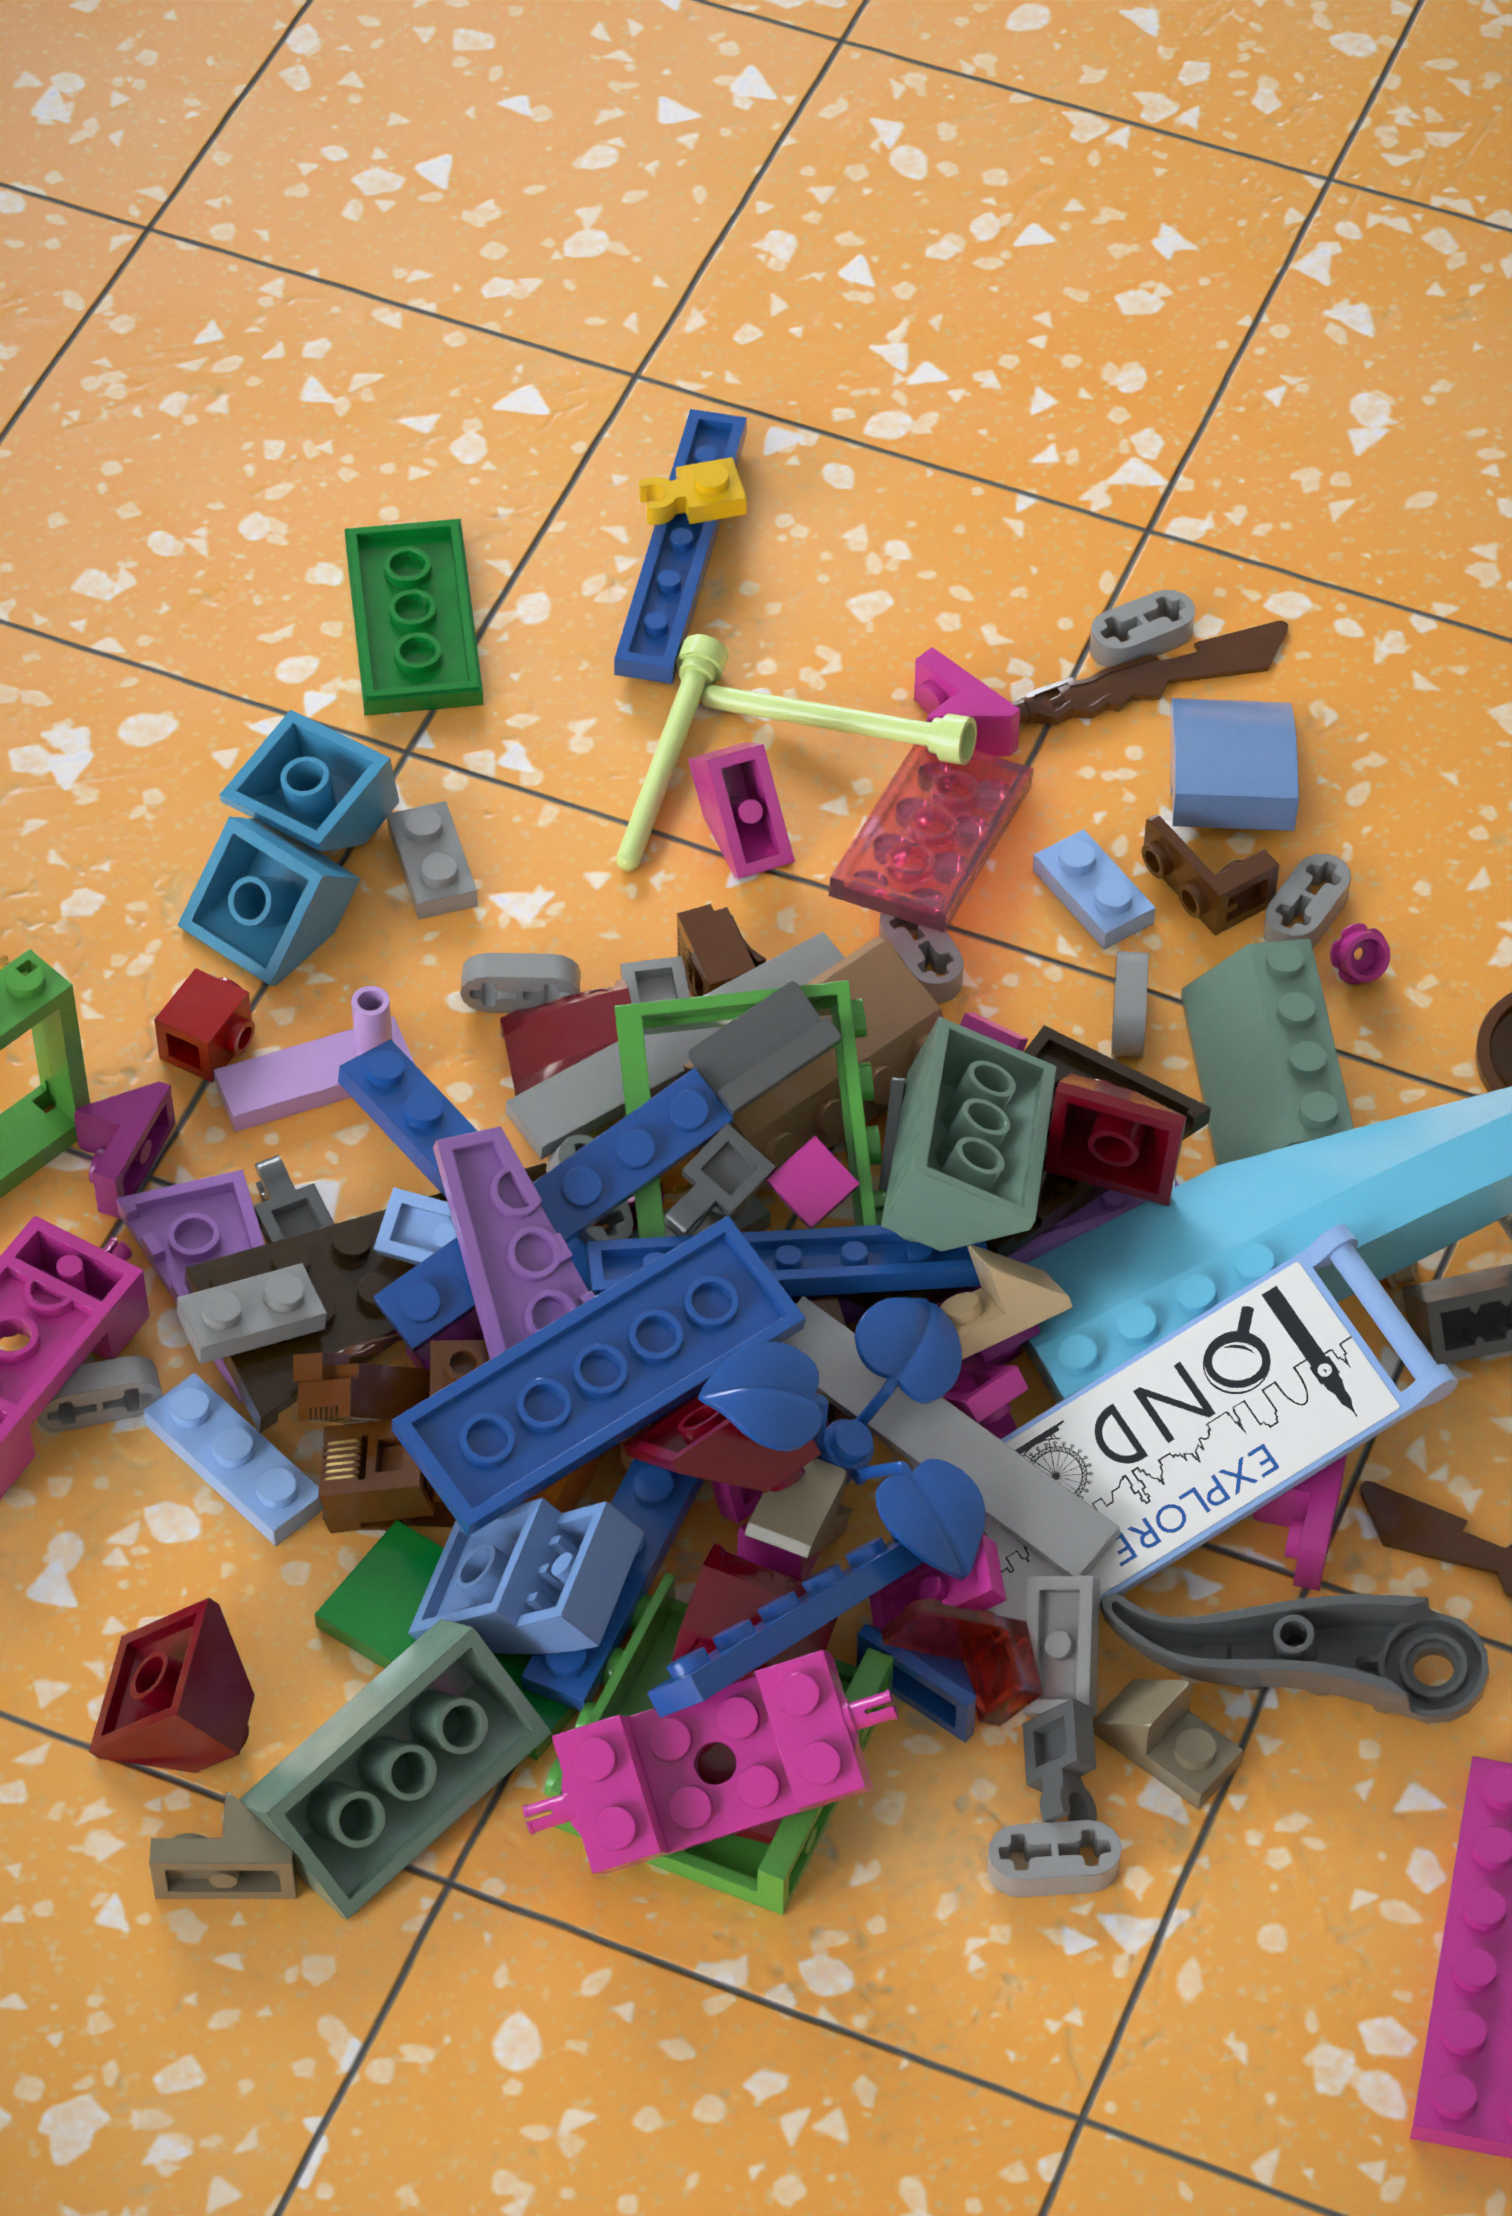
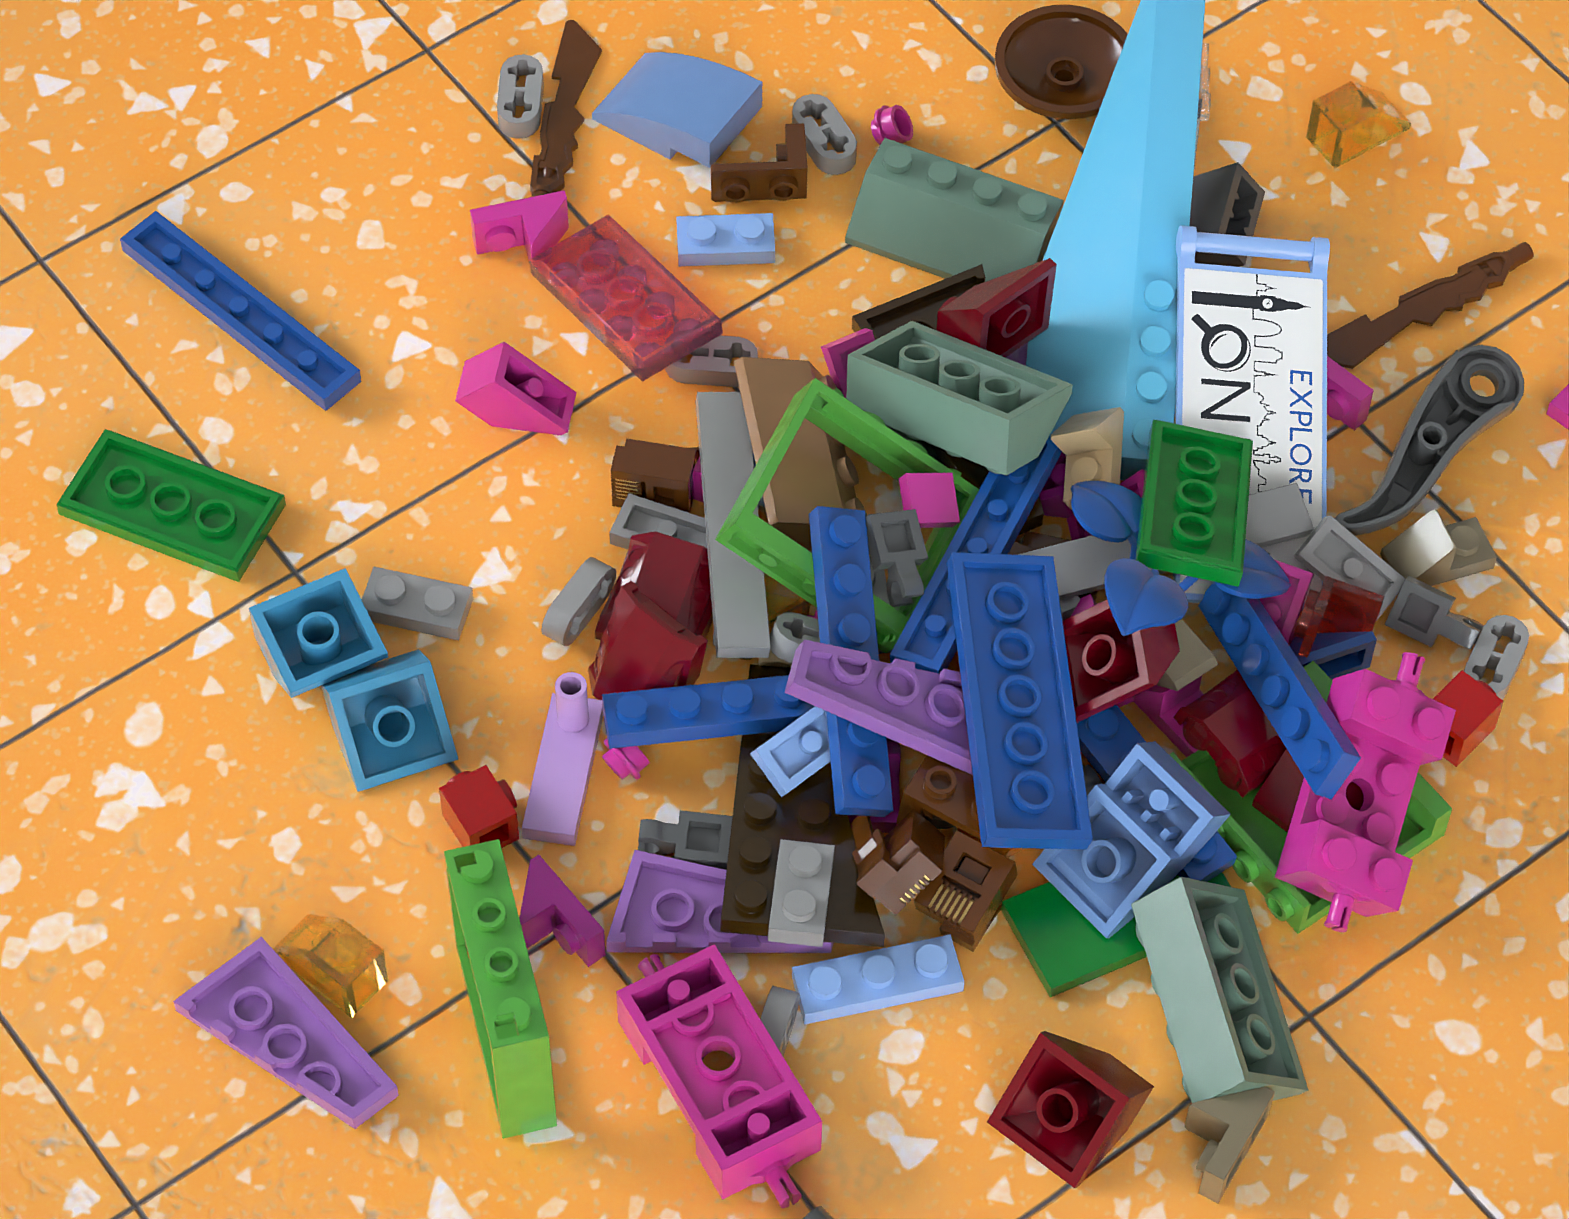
camera: 60 degrees left, 5 degrees up
(352, 1120) = (625, 760): none -> dark pink plate
(471, 1048) = (644, 648): none -> dark red slope
(699, 665) = (364, 354): yellowish green piece -> none
(700, 490) = (212, 267): yellow plate -> none
(763, 1047) = (835, 456): dark grey panel -> none
(930, 1843) = (1475, 714): none -> red brick
(948, 737) = (556, 243): yellowish green piece -> none
(985, 1421) = (1195, 503): none -> green tile
(1129, 1004) = (846, 268): light grey beam -> none

